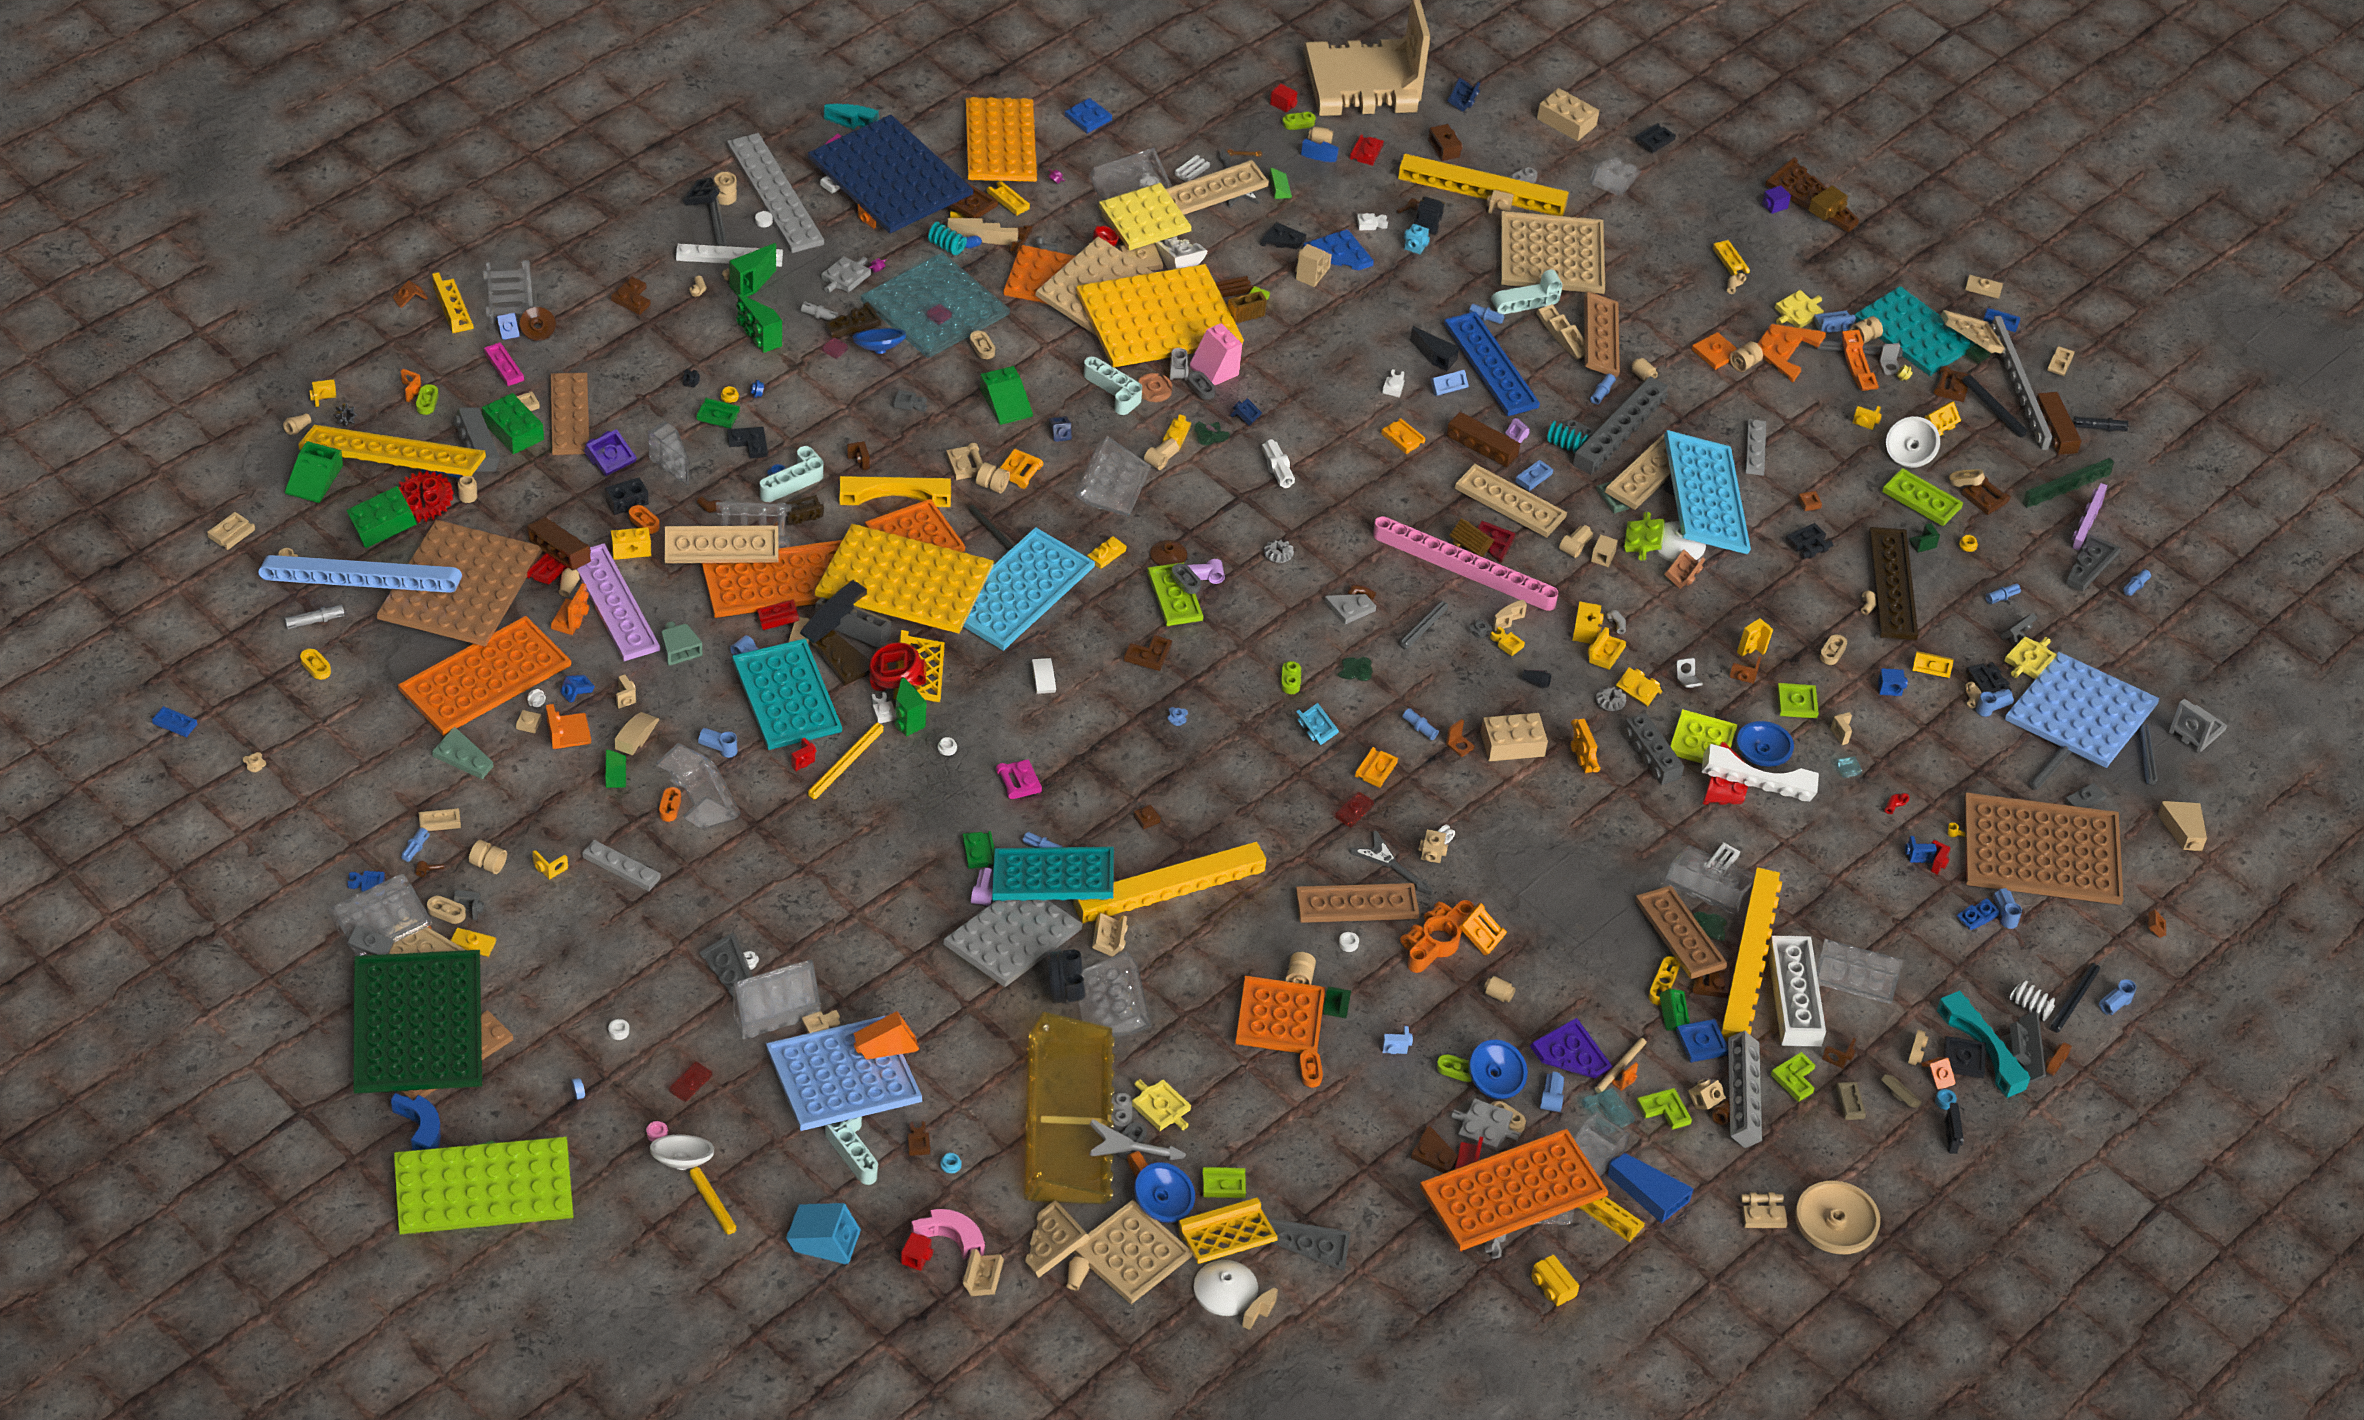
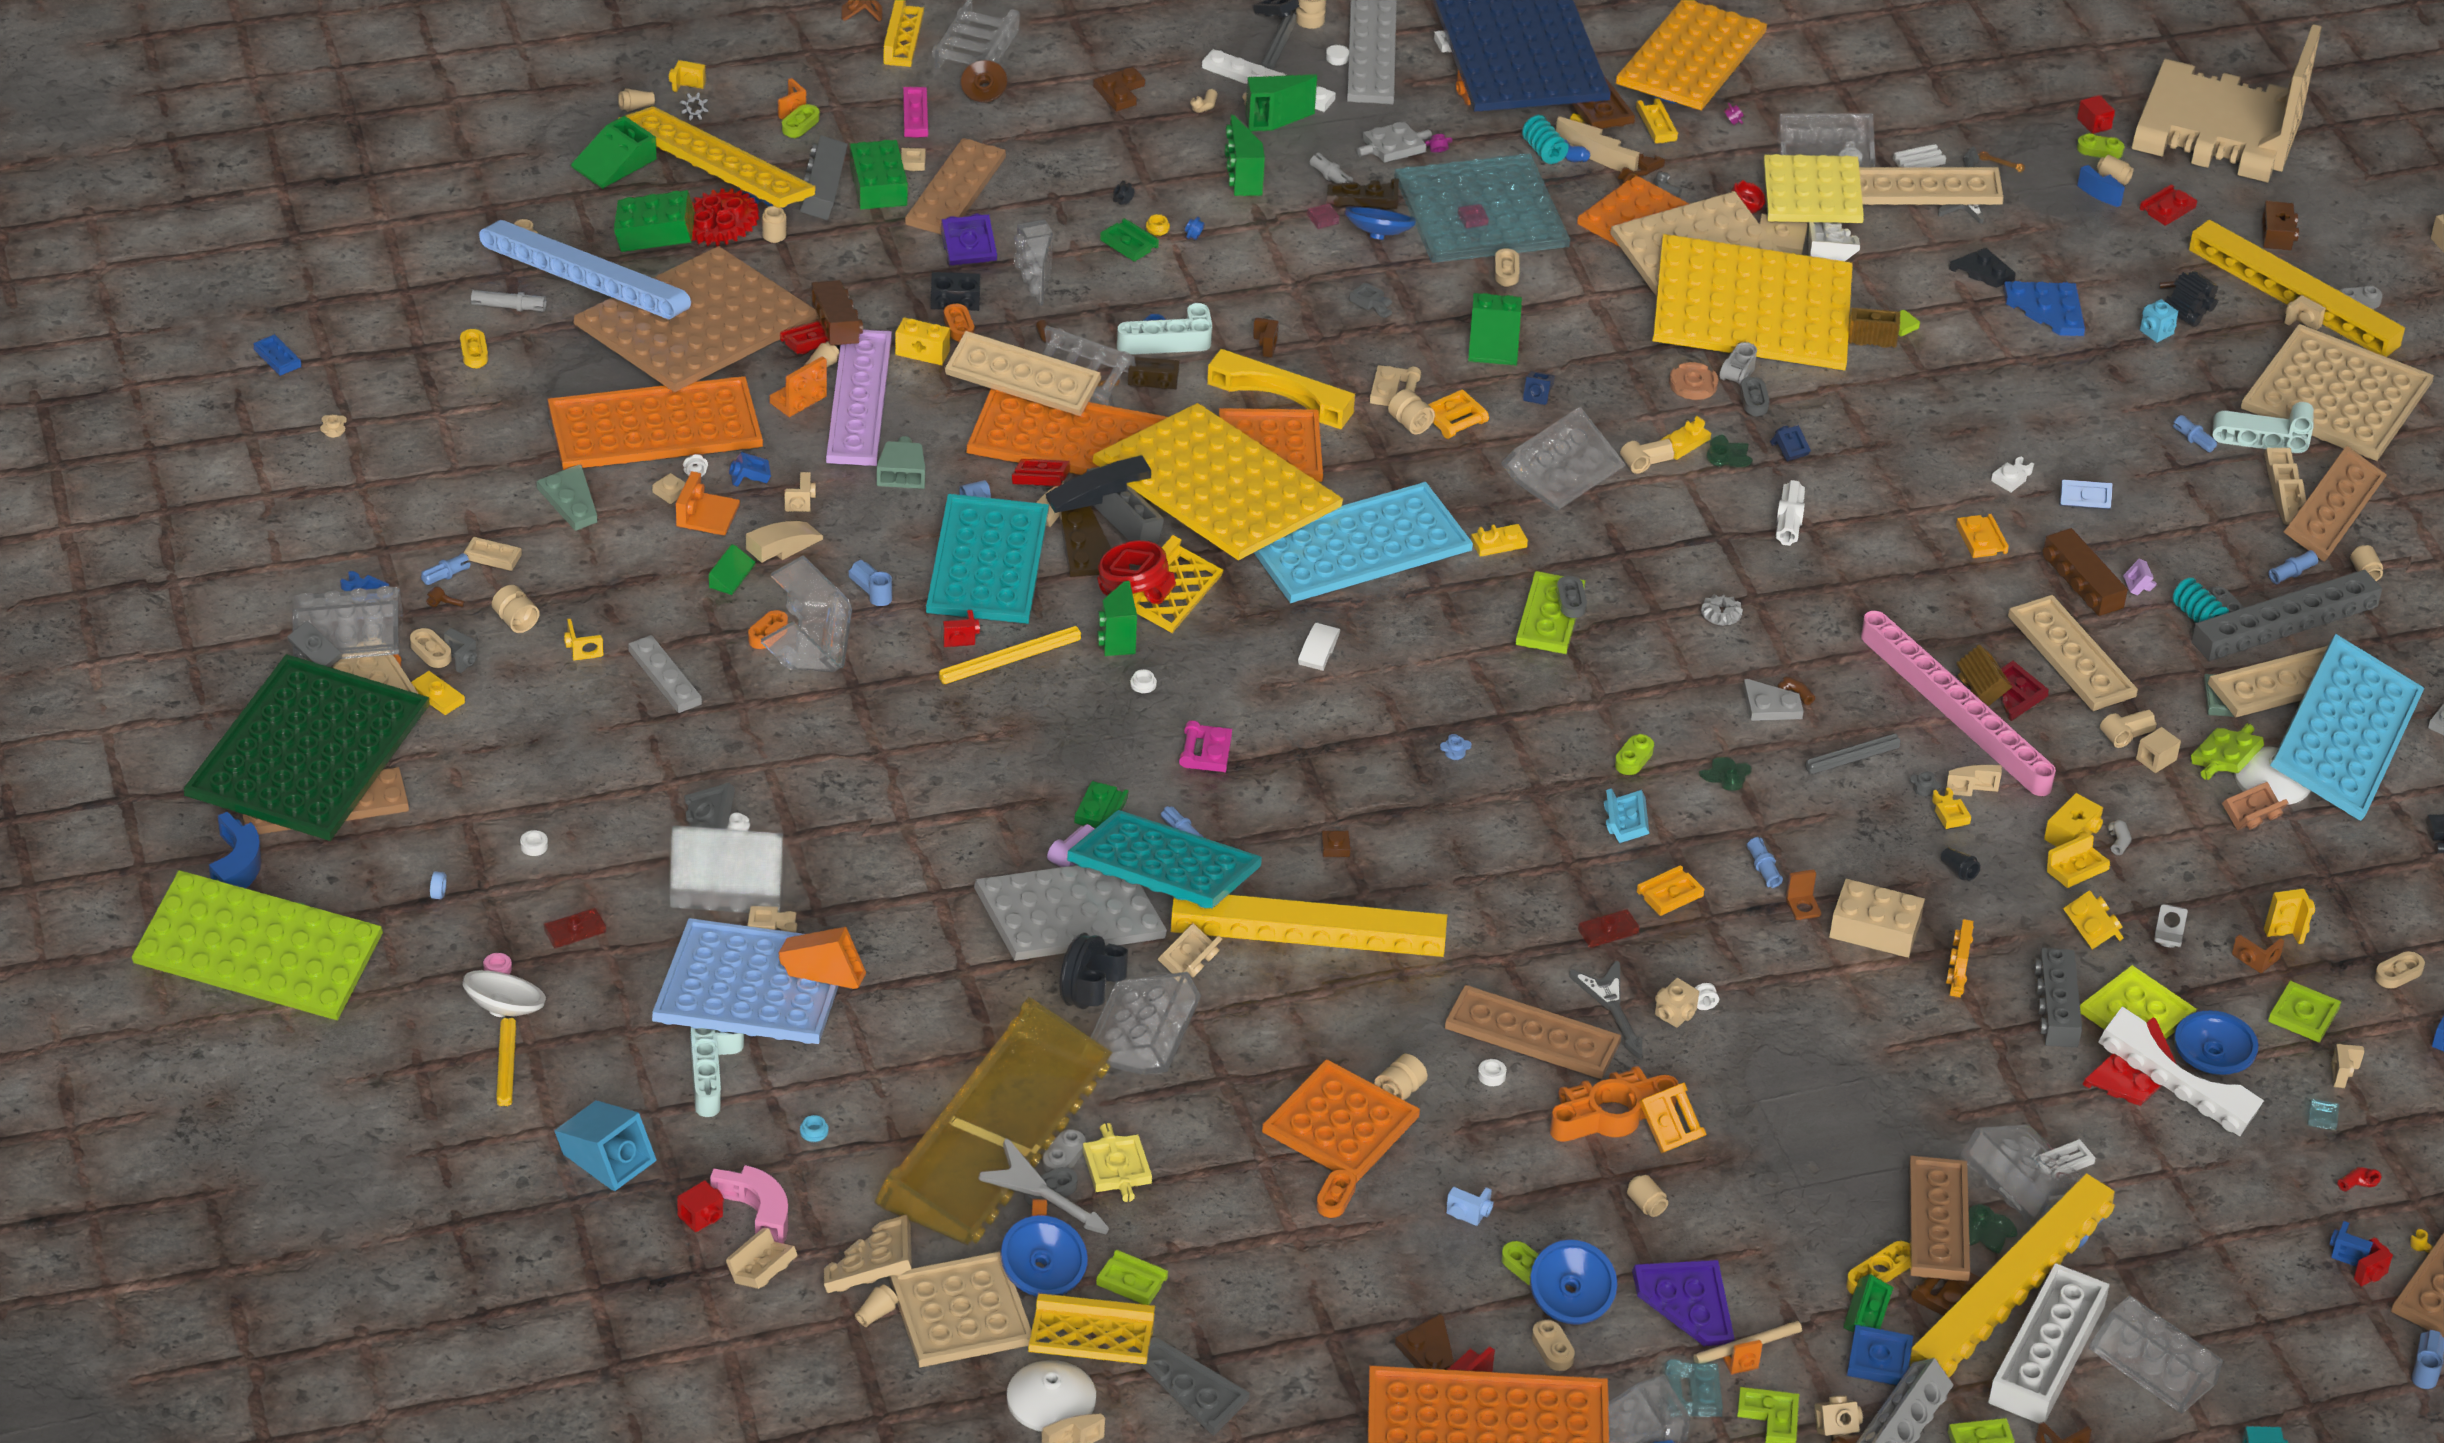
camera: 30 degrees right, 5 degrees down
(231, 530) = (482, 184): tan plate -> none
(508, 326) = (949, 74): bracket -> none
(751, 437) = (1151, 280): black plate -> none
(882, 709) = (1090, 616): white plate -> none
(918, 1140) = (793, 1091): reddish brown plate -> none
(978, 514) = (1373, 464): pearl dark grey bar -> none
(1088, 115) = (1827, 62): blue plate -> none
(1125, 389) = (1649, 369): light aqua beam -> none
(1149, 657) = (1470, 671): reddish brown plate -> none
(1168, 552) = (1580, 565): reddish brown dish -> none
(1210, 571) = (1615, 603): lavender piece -> none
(1218, 355) = (1793, 367): bright pink slope -> none
(1234, 286) = (1878, 300): reddish brown tile -> none
(1279, 184) = (2022, 208): bright green slope -> none
(1312, 264) = (1996, 306): tan brick -> none
(1336, 1002) = (1425, 1134): dark green panel -> none
(1370, 222) = (2112, 285): white plate -> none
(1436, 350) = (2095, 453): black slope -> none
(1463, 94) = (2343, 179): dark blue bracket -> none
(1486, 1121) = (1517, 1340): light grey plate -> none
(1491, 363) = (2160, 491): blue plate -> none
(1534, 475) = (2125, 634): medium blue plate -> none
(1552, 1095) = (1628, 1344): medium blue piece -> none
(1604, 702) = (2048, 929): light grey gear -> none
(1978, 915) = (2382, 1355): blue slope -> none

